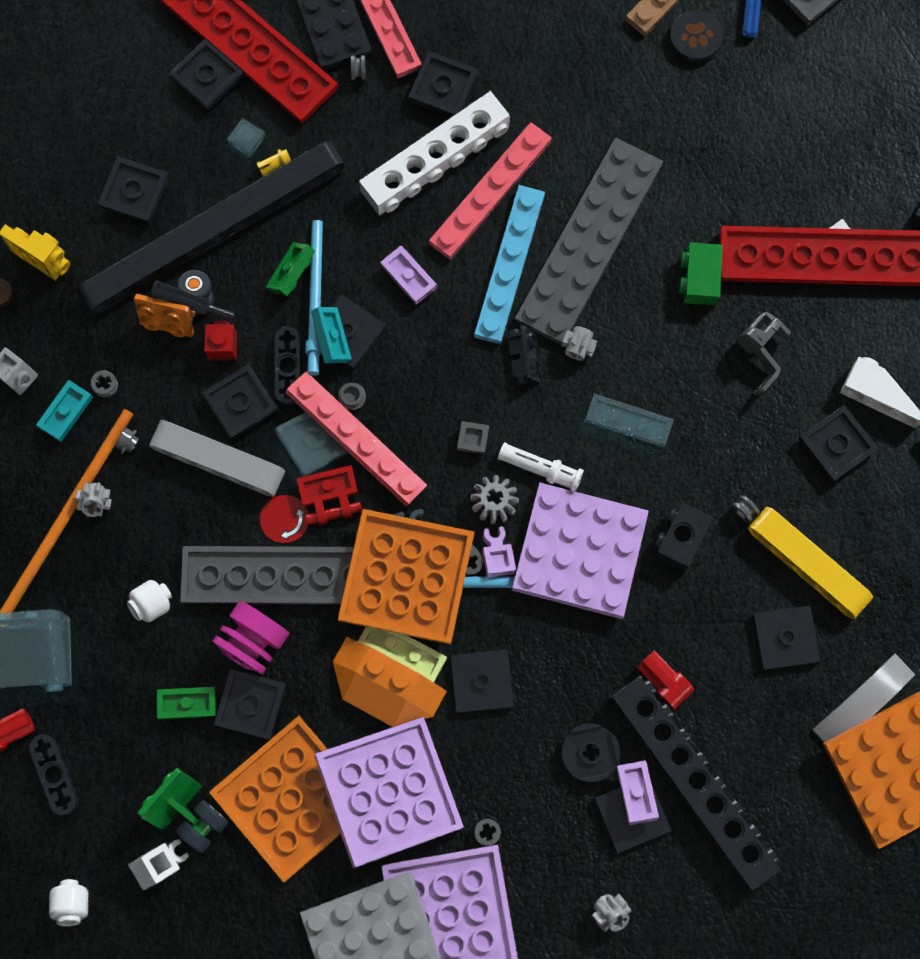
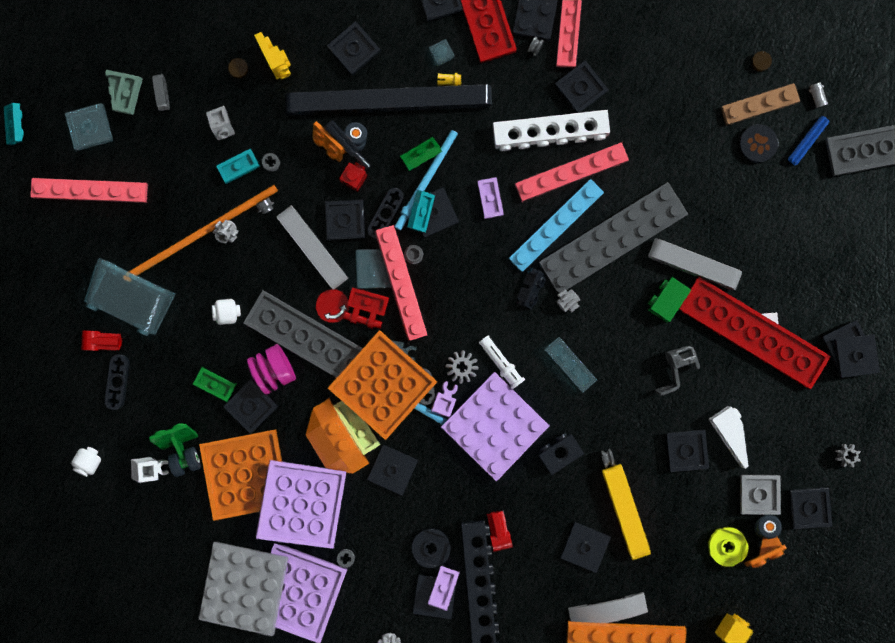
camera: 30 degrees right, 10 degrees up
(473, 438) = (471, 321): dark grey plate -> none
(707, 215) = (695, 264): none -> light grey beam

